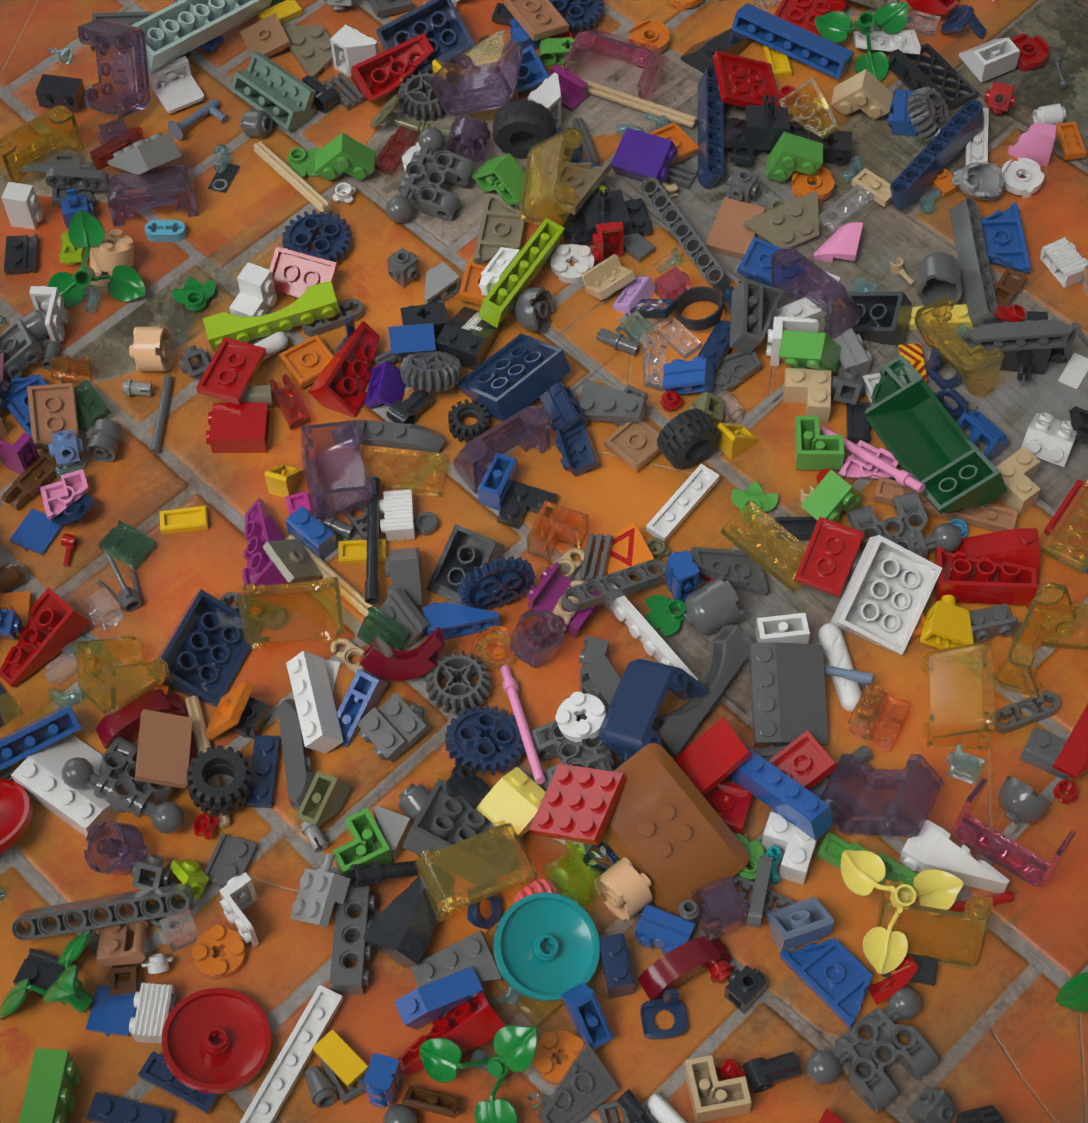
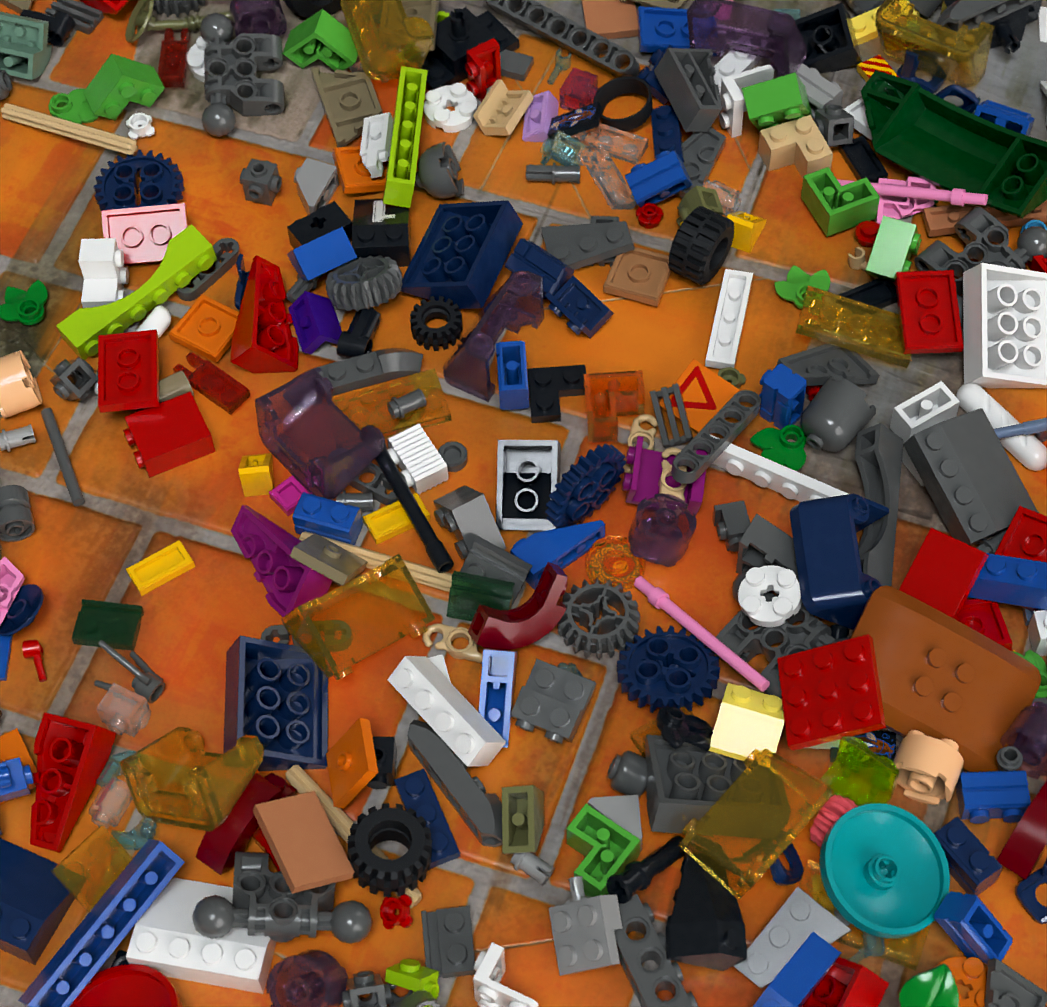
camera: 25 degrees left, 0 degrees up
(410, 471) = (407, 403): none -> dark grey pin

